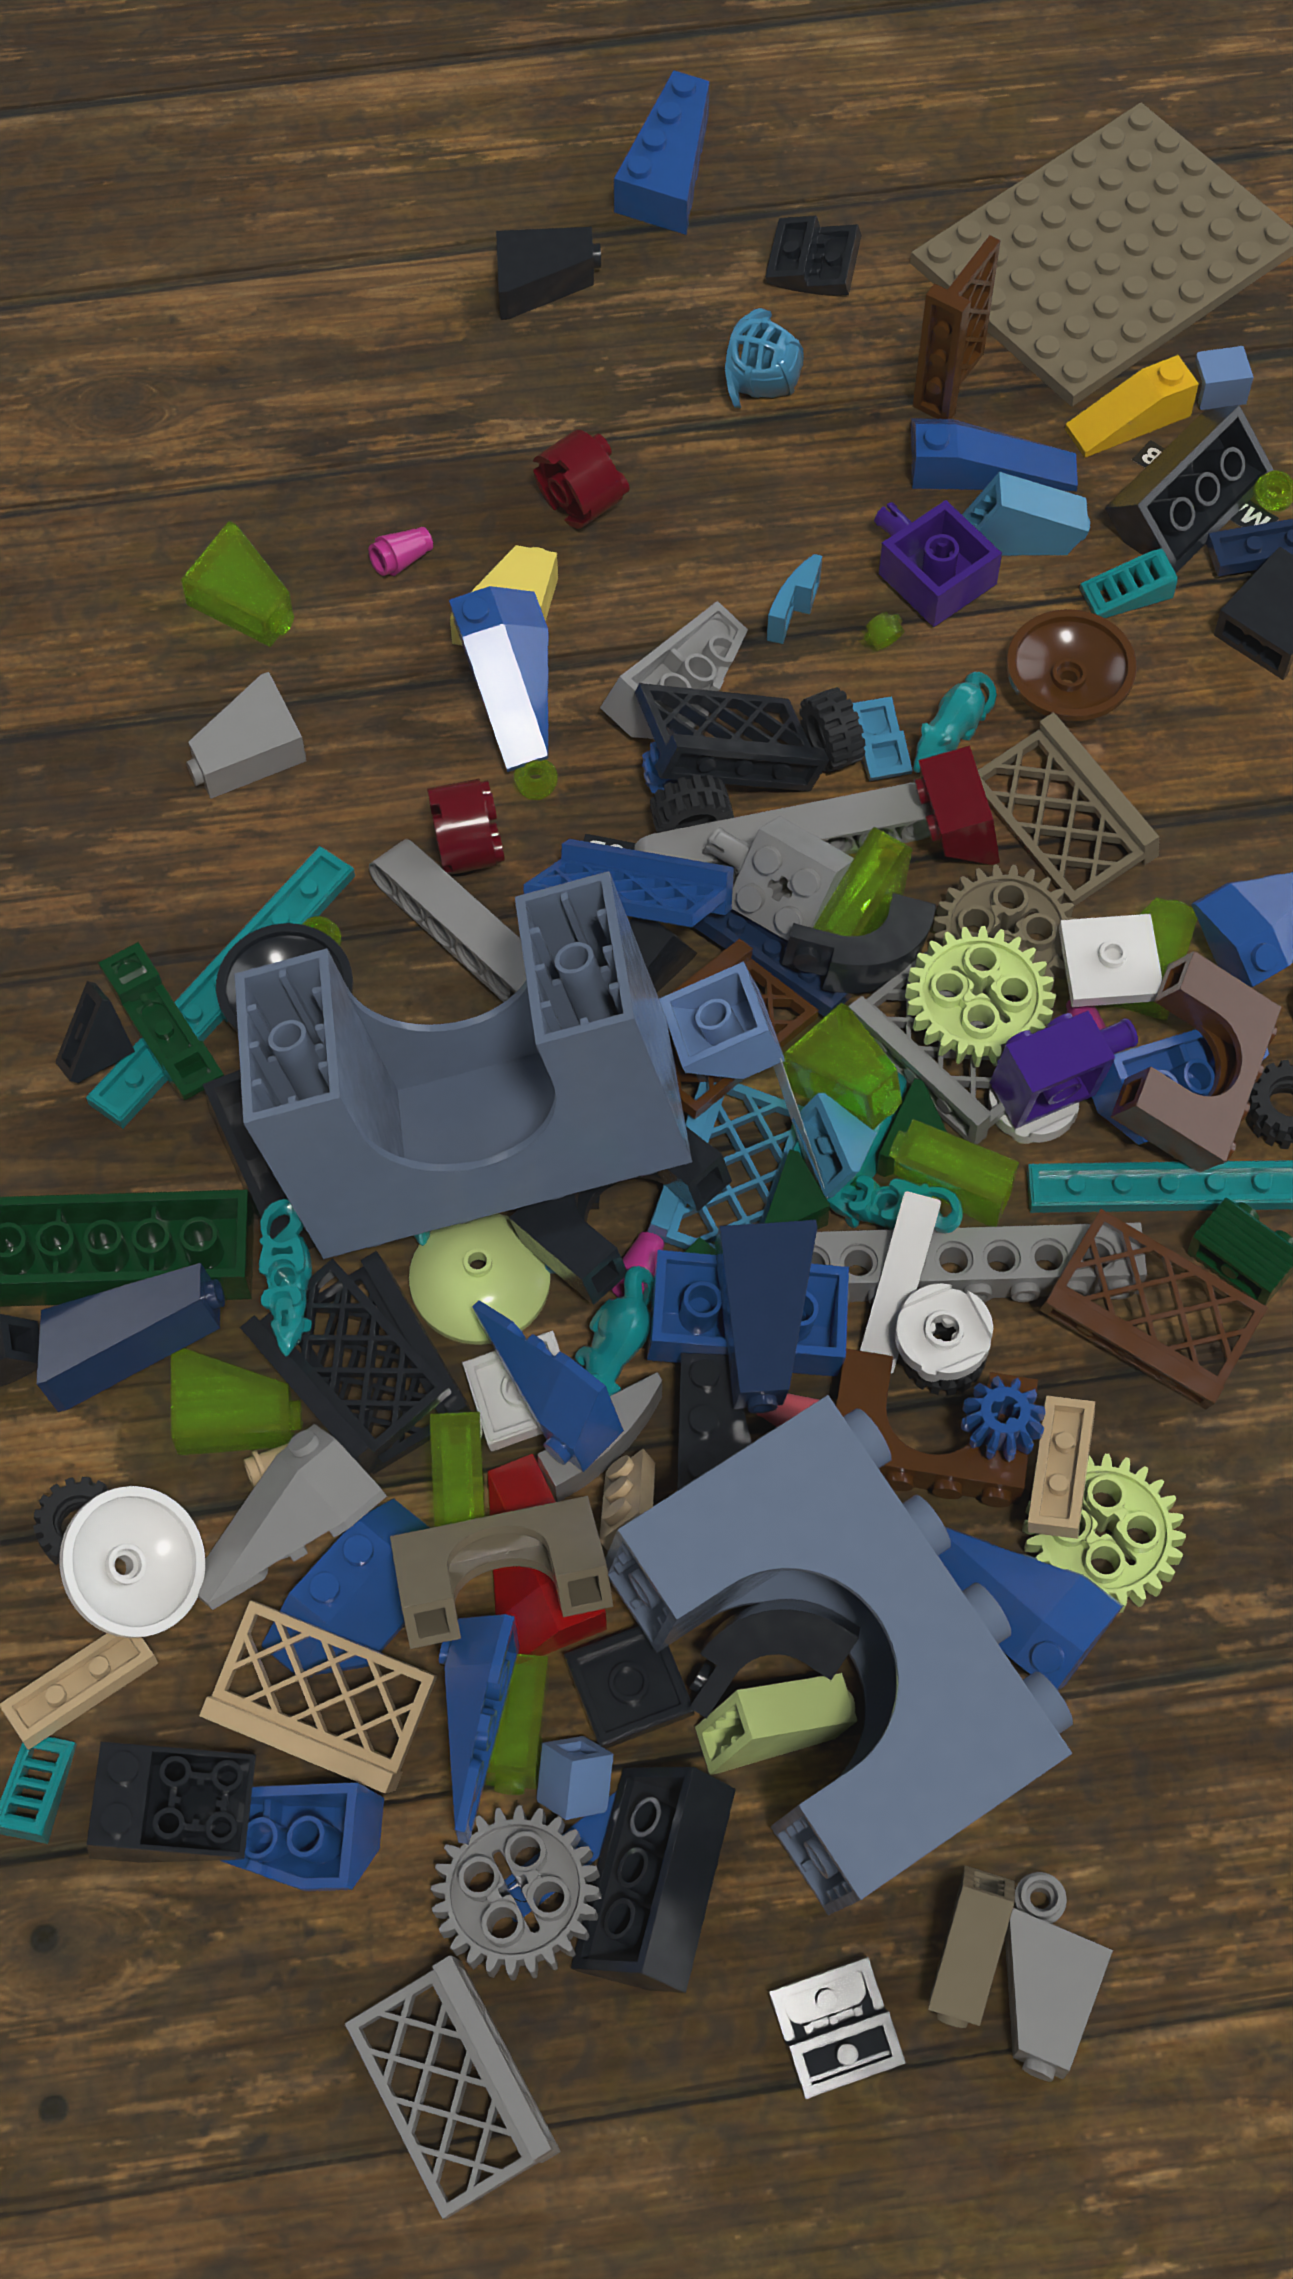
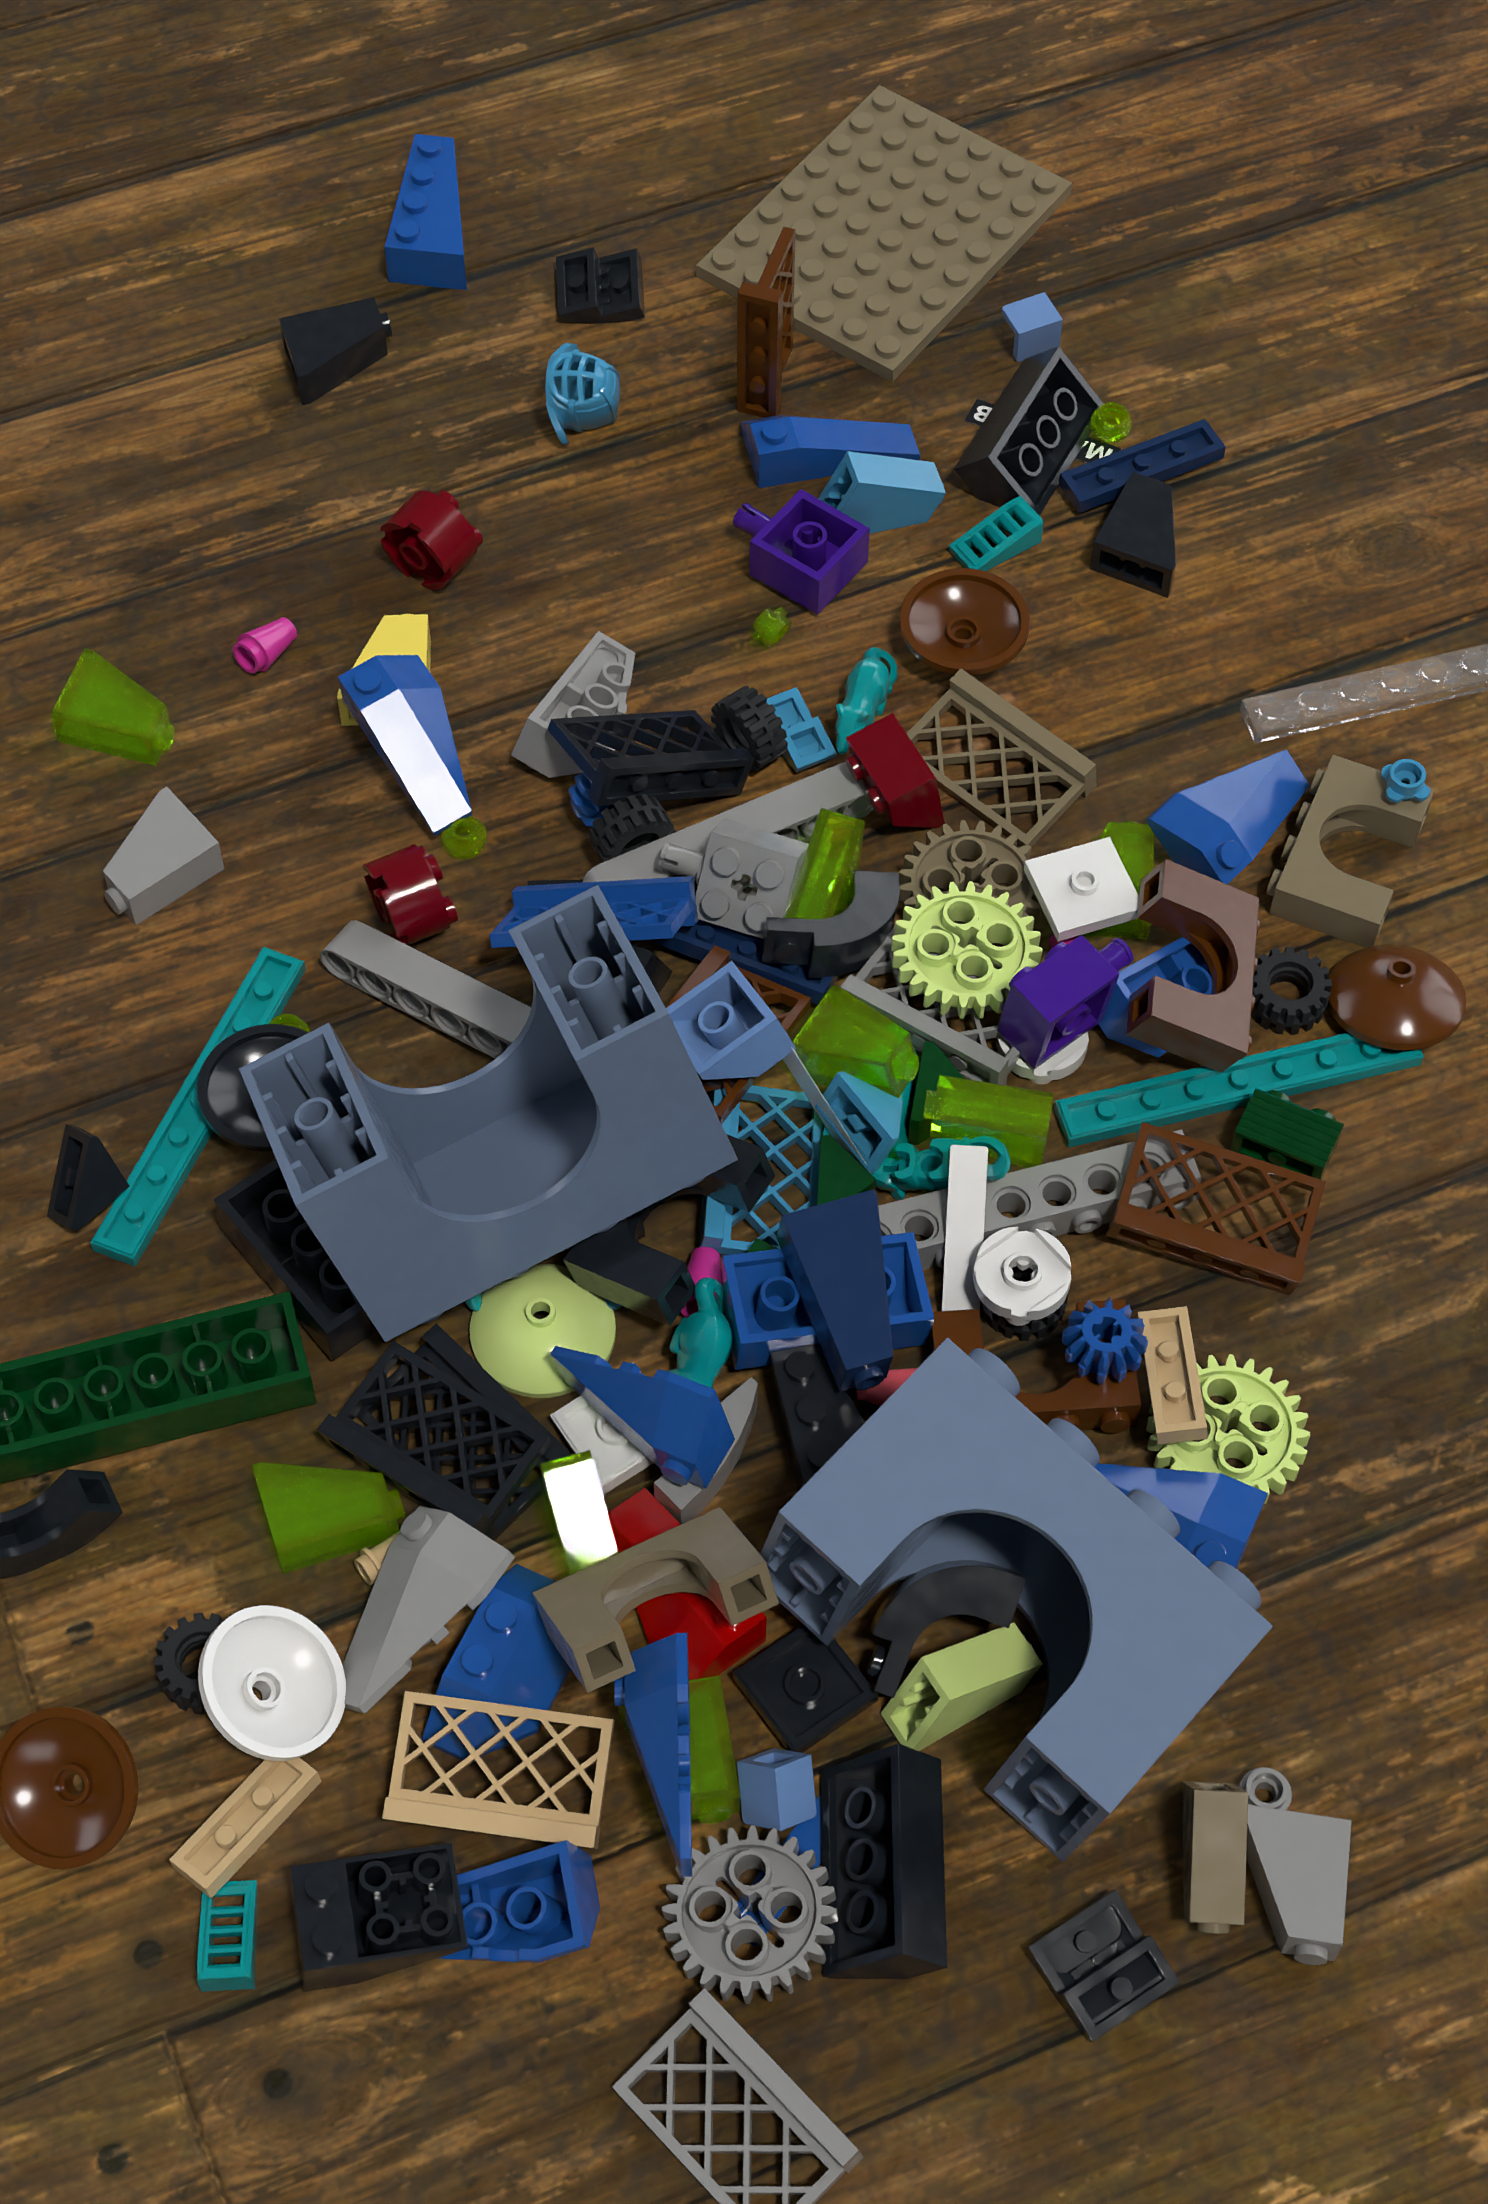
camera: 15 degrees left, 5 degrees down
(122, 1331) = (199, 1459): dark blue slope -> none
(159, 1021) = (148, 1150): dark green slope -> none
(288, 1269) = (353, 1360): teal animal -> none
(626, 1493) = (755, 1500): tan plate -> none
(795, 595) = (674, 612): dark azure slope -> none
(1136, 407) = (957, 369): yellow slope -> none

